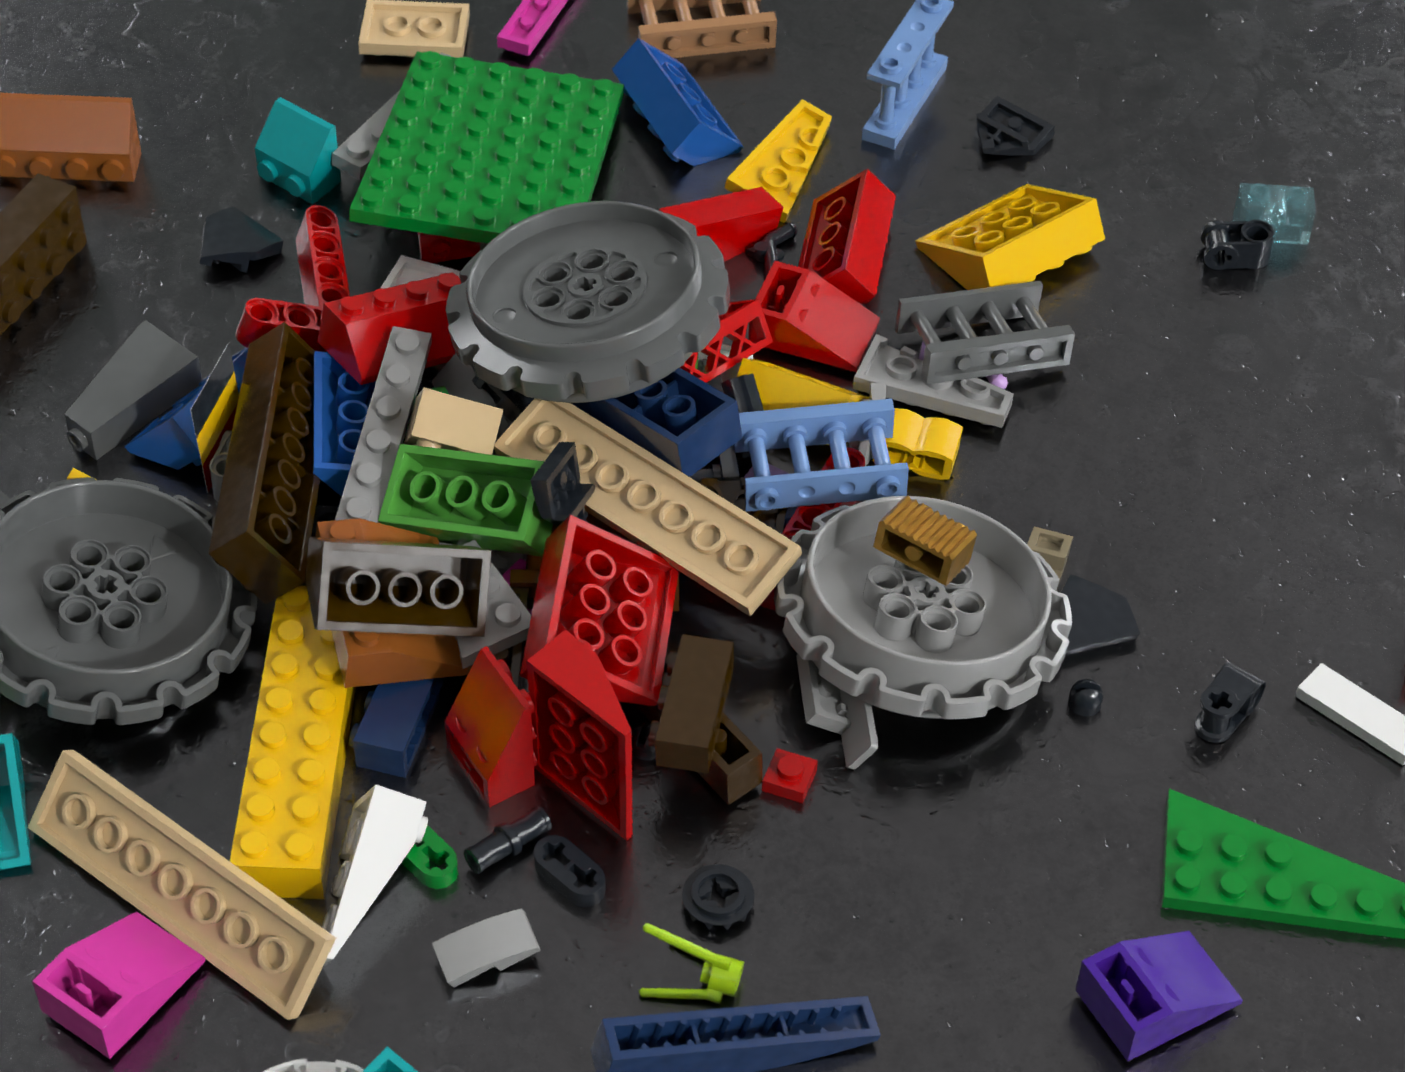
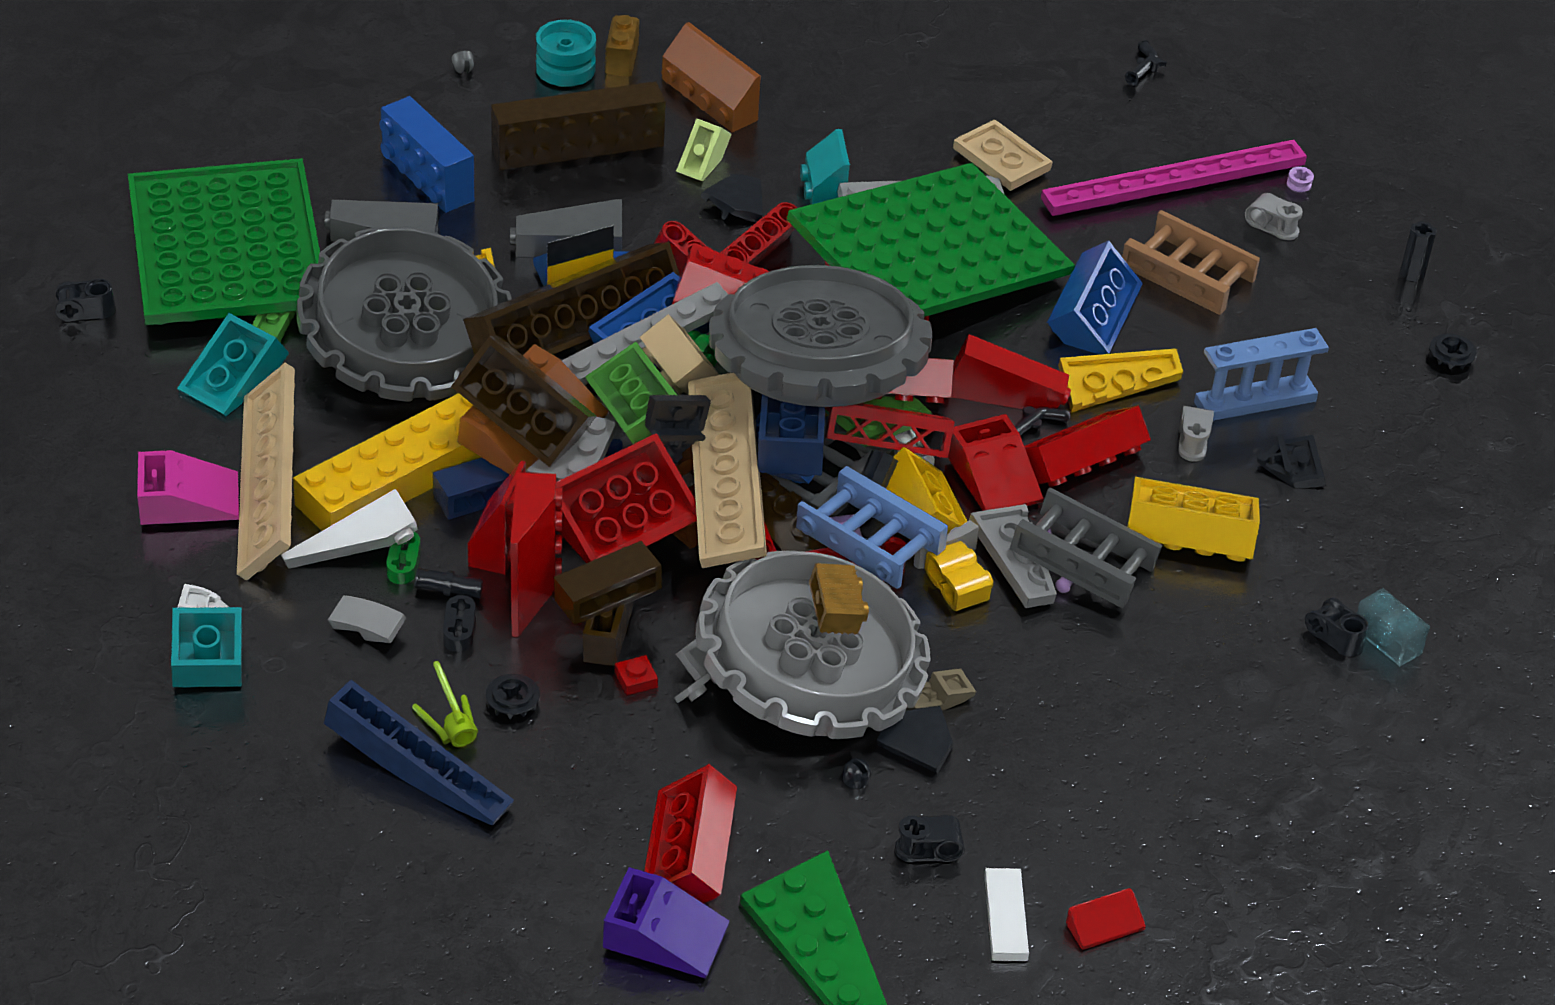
camera: 45 degrees right, 5 degrees down
(144, 217) = (703, 150): none -> yellowish green slope
(909, 163) = (1194, 432): none -> light grey piece
(1055, 884) = (693, 832): none -> red slope

